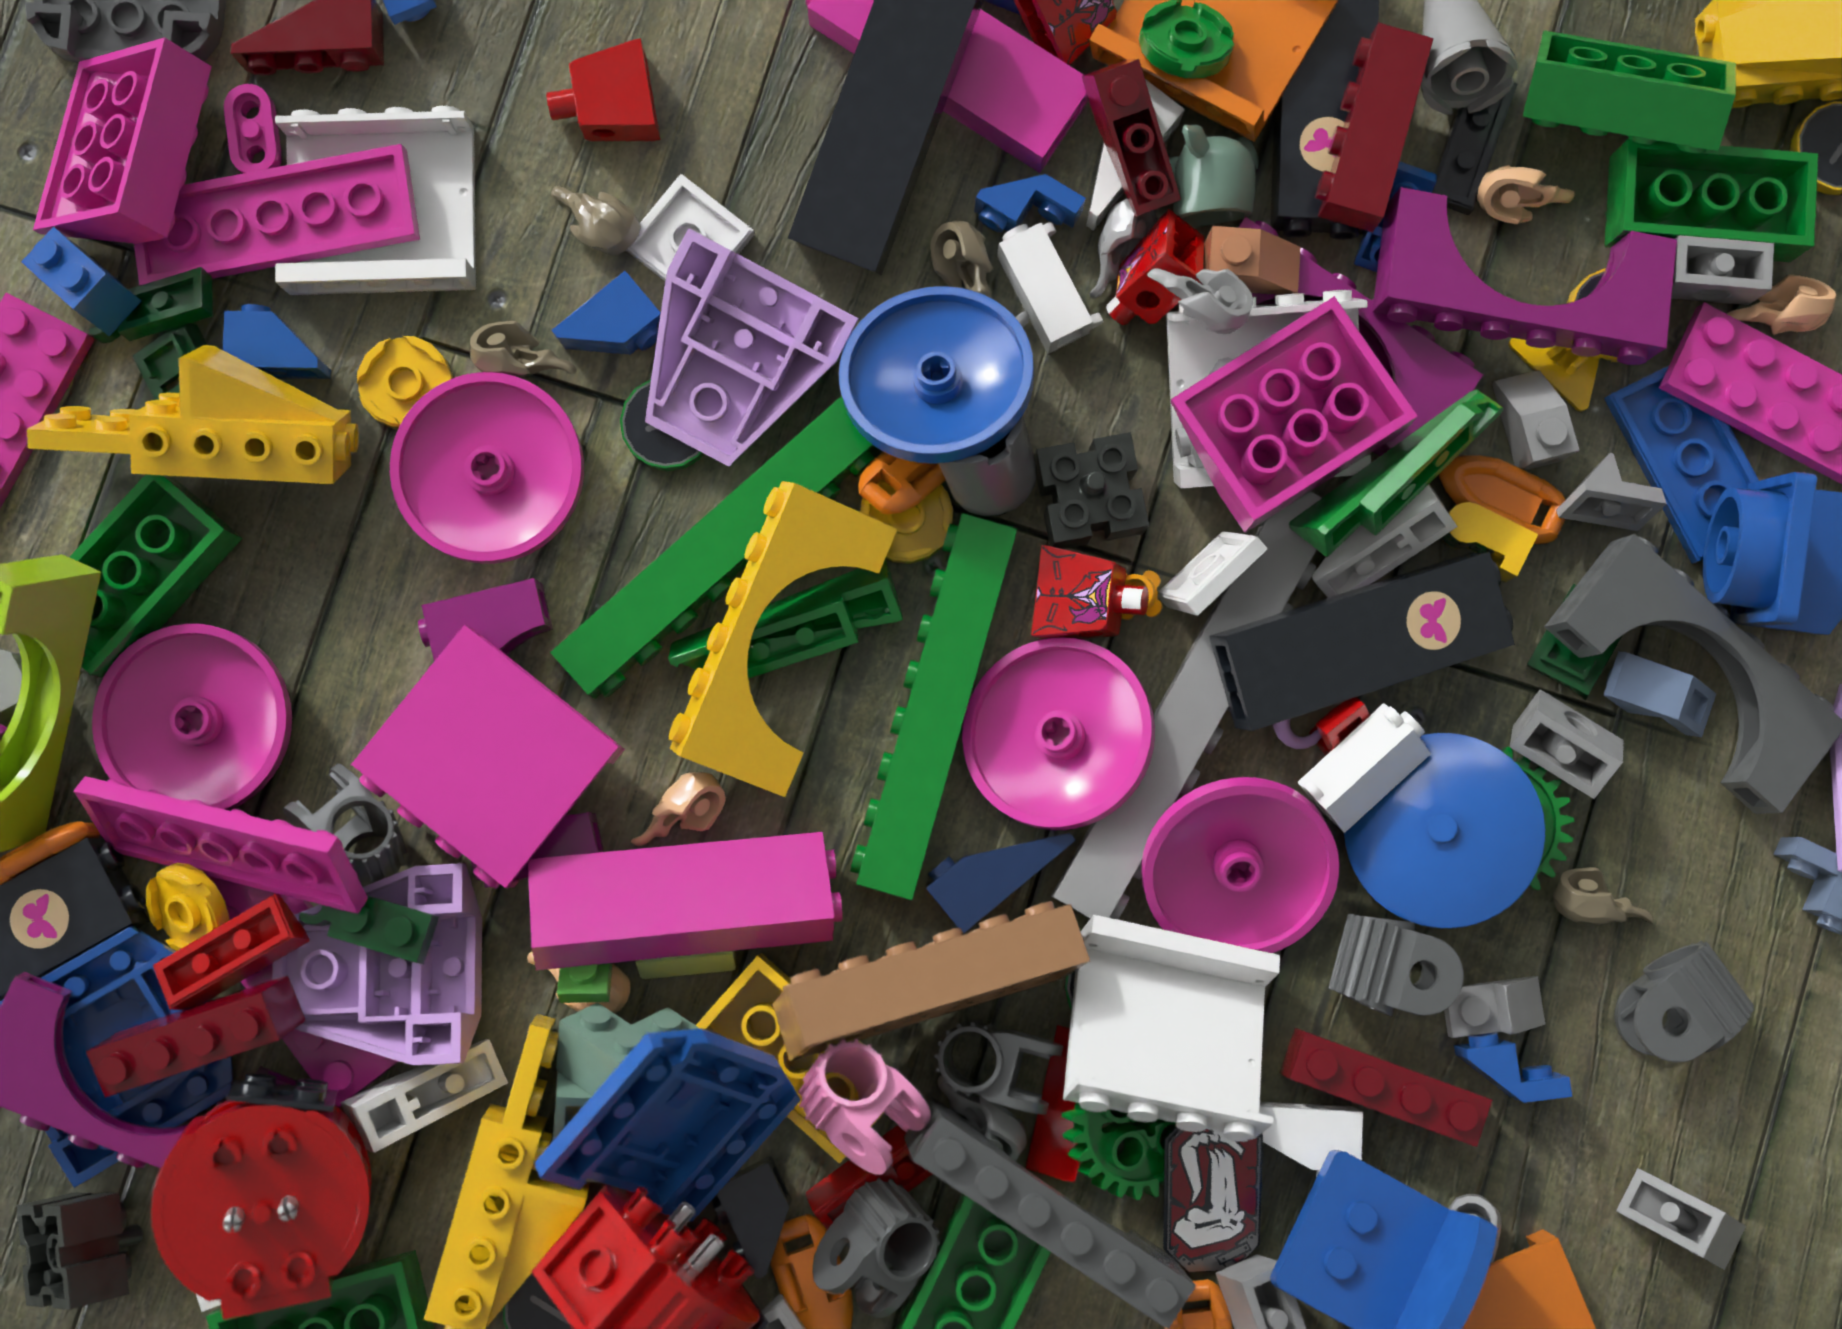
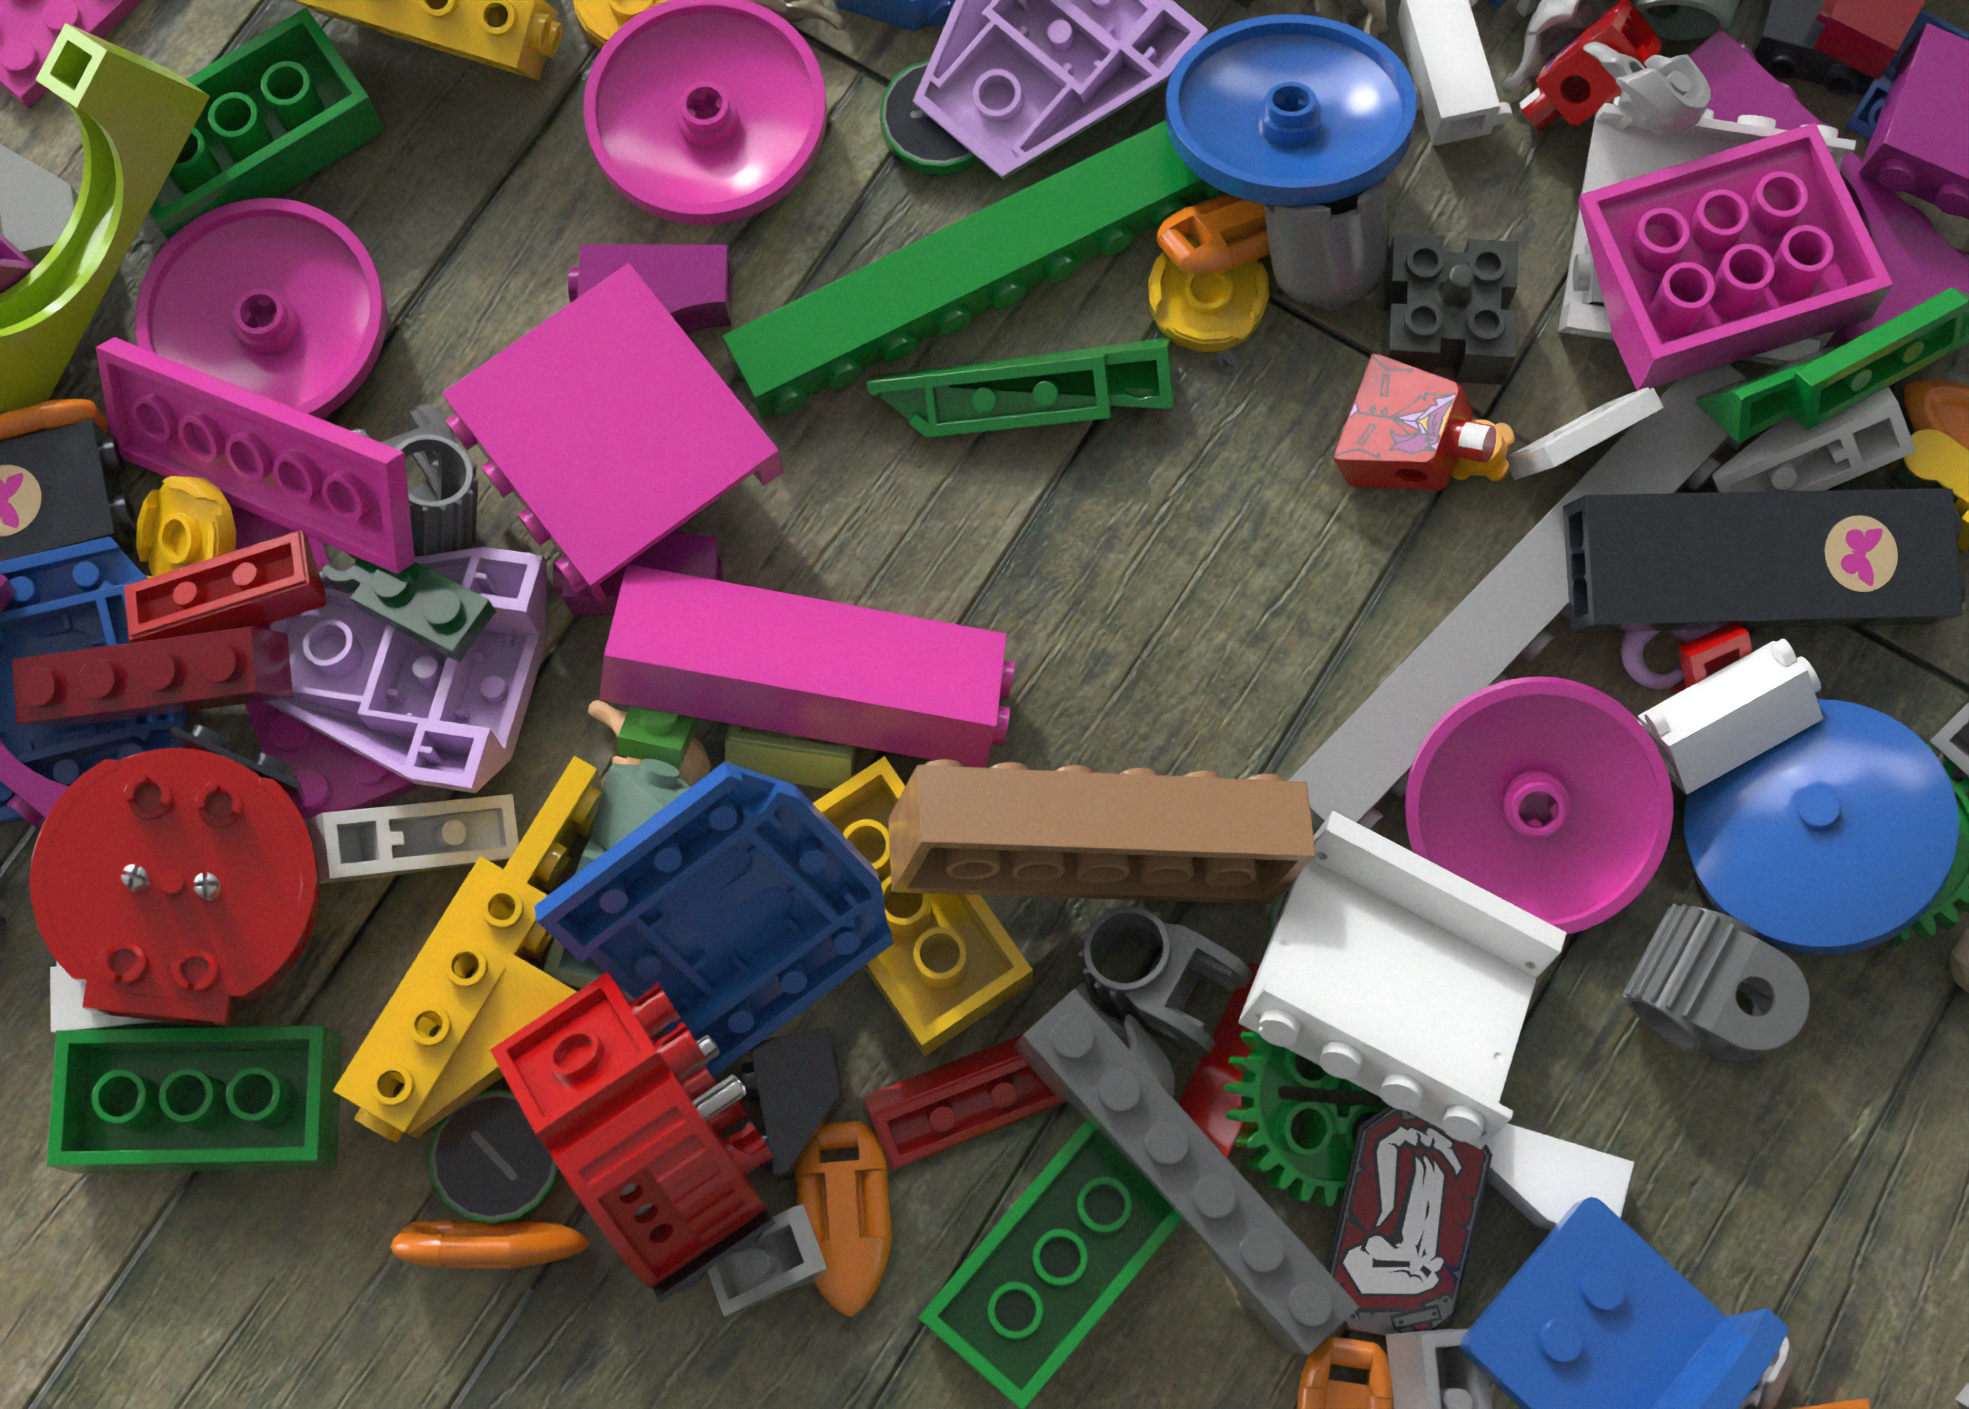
camera: 20 degrees right, 10 degrees down
(692, 799) = (848, 560): light nougat piece -> none
(721, 718) = (917, 465): yellow arch -> none
(878, 1090) = (965, 932): bright pink piece -> none
(882, 1231) = (924, 1159): dark grey piece -> none
(936, 706) = (1187, 525): green brick -> none
(985, 879) = (1218, 738): dark blue slope -> none
(1058, 733) = (1340, 587): dark pink dish -> none
(1256, 257) = (1734, 67): nougat slope -> none
(1385, 1087) = (1673, 1143): dark red brick -> none
(1496, 1007) = (1840, 1082): light grey slope -> none
(1498, 1063) = (1830, 1158): blue slope -> none

